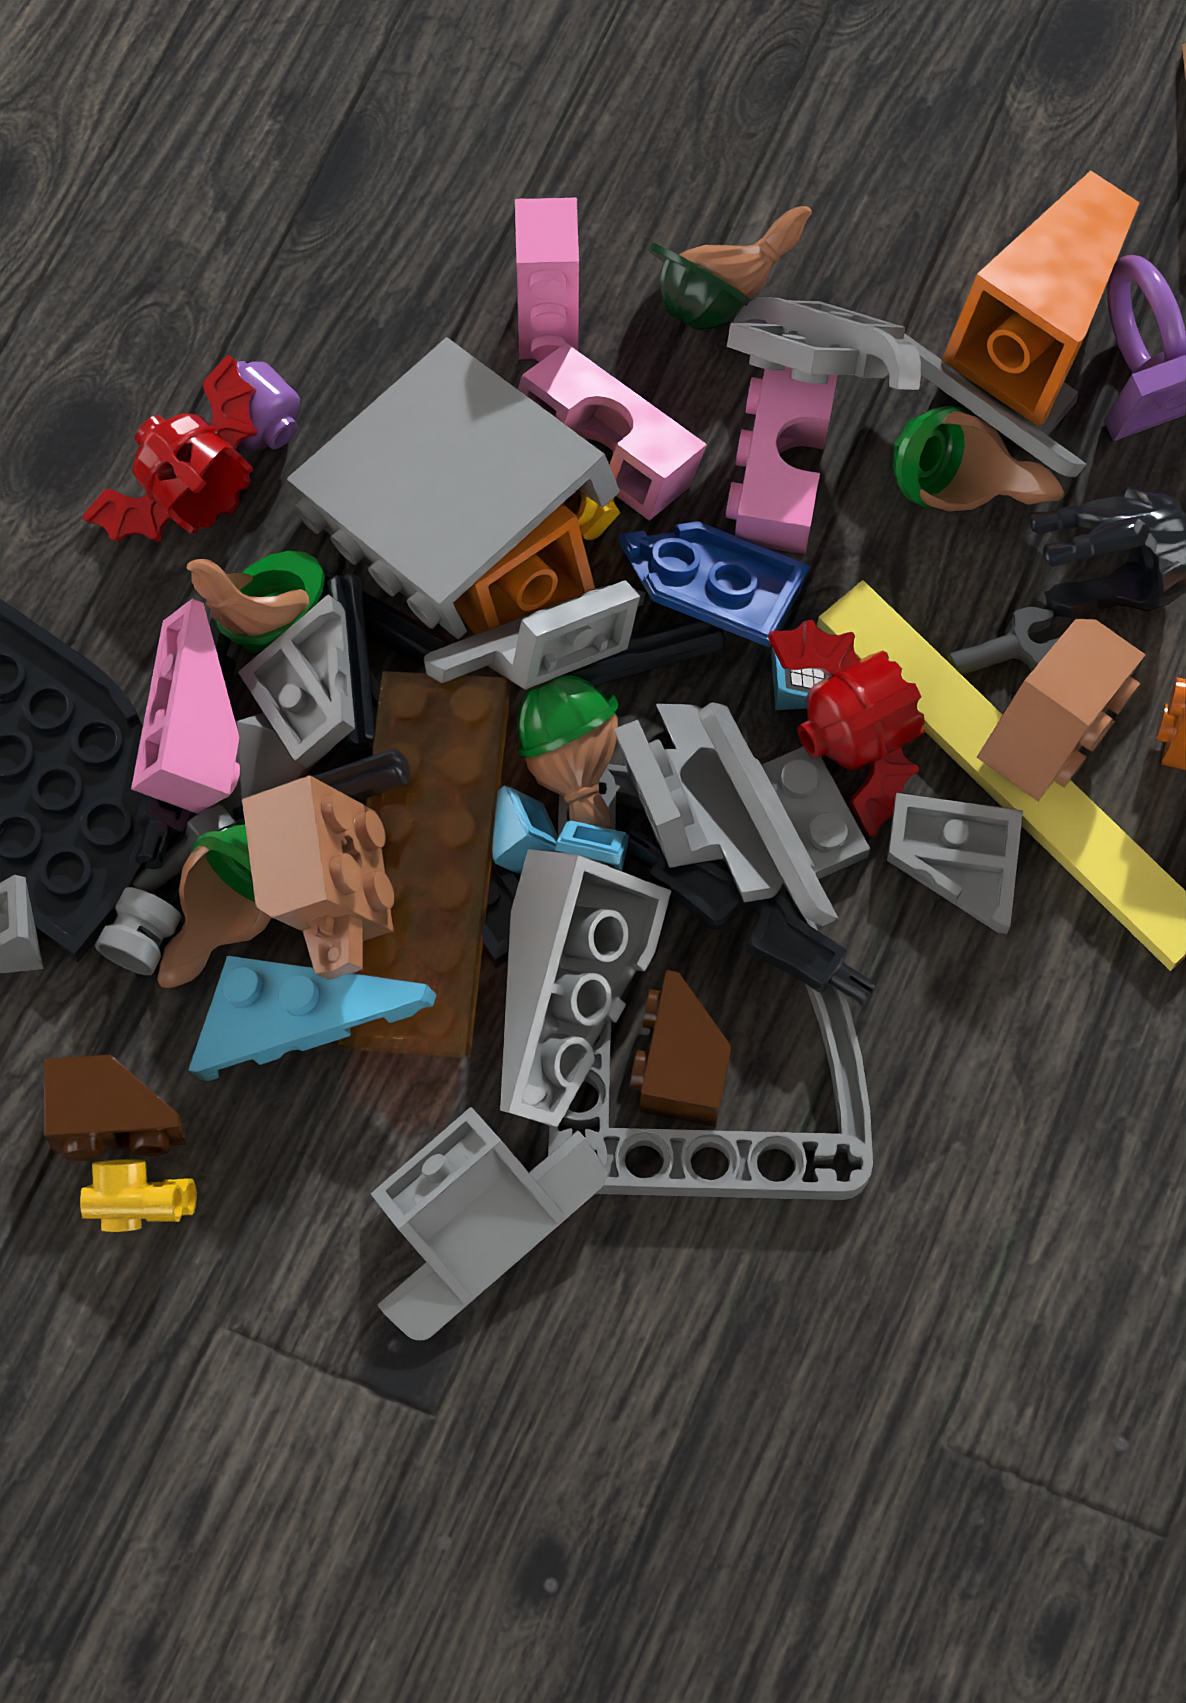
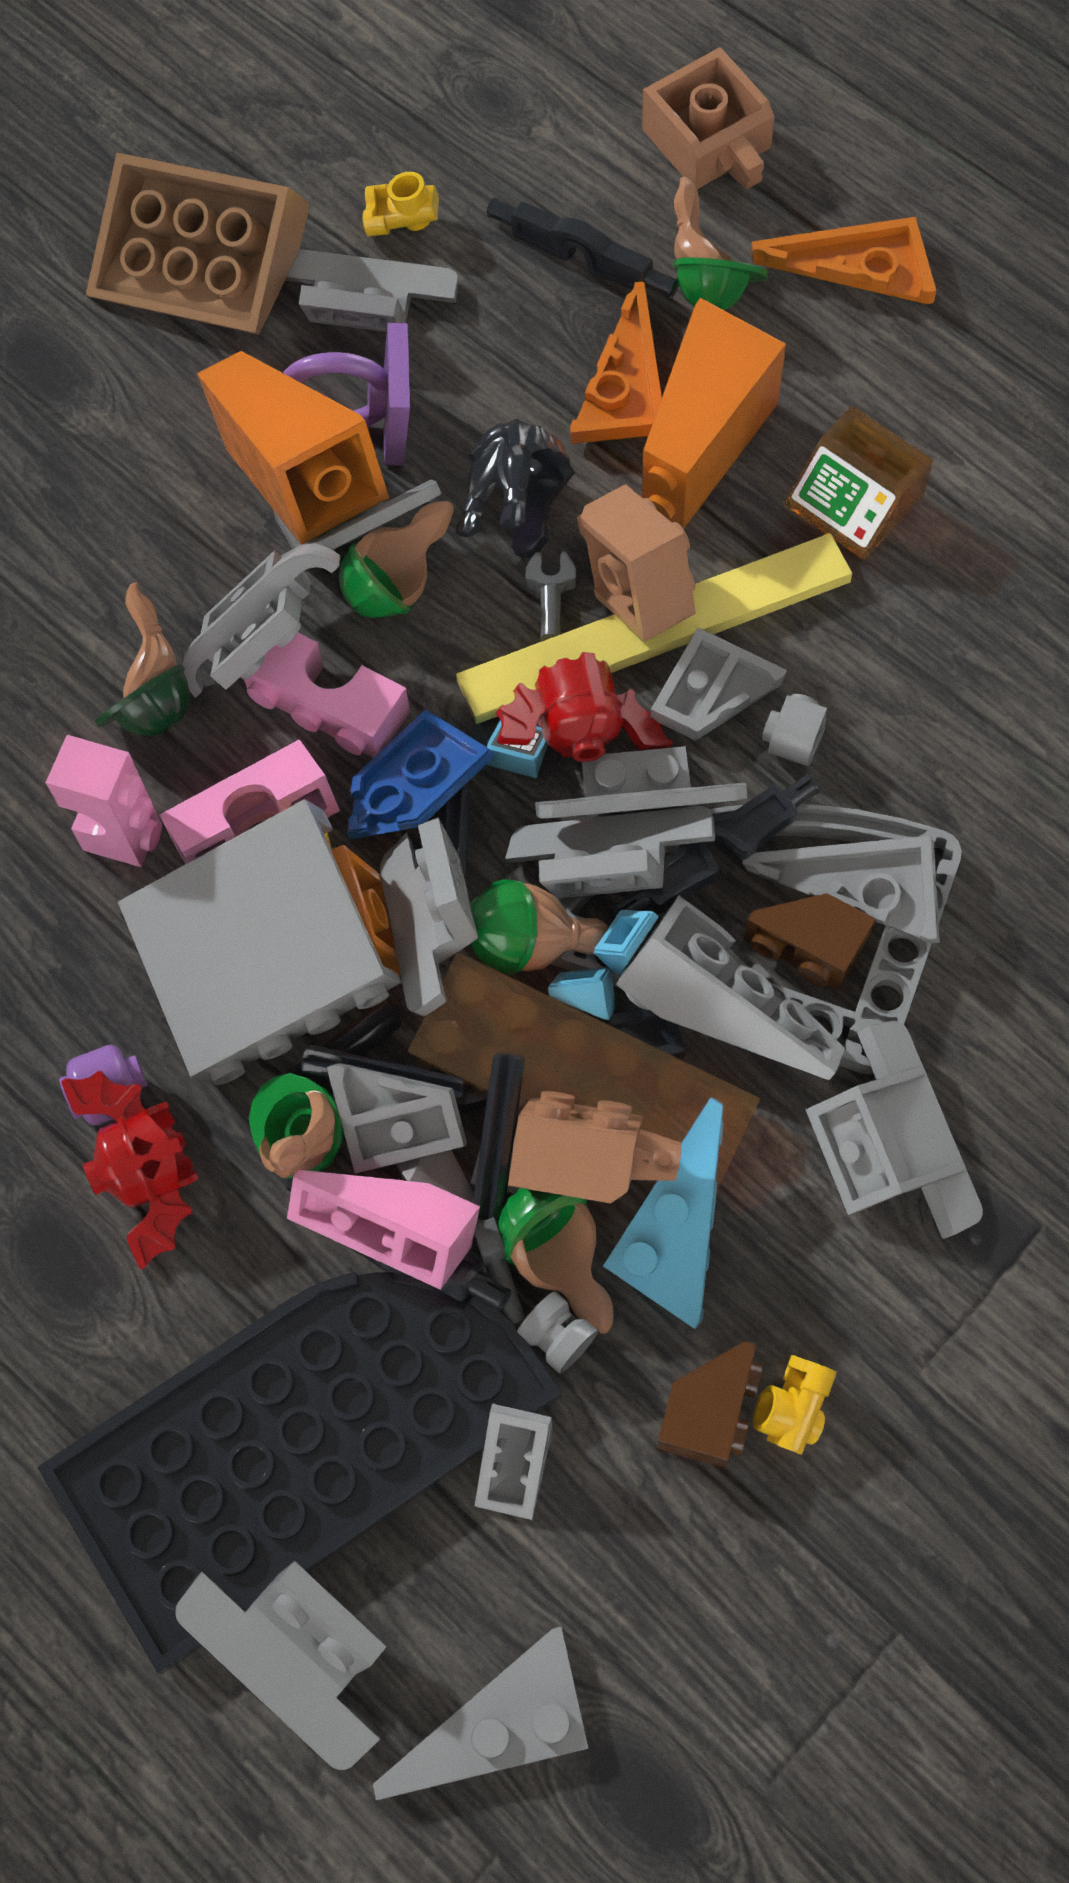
camera: 65 degrees left, 0 degrees up
(773, 1099) = (881, 878): none -> light grey wing
(936, 961) = (796, 729): none -> light grey plate

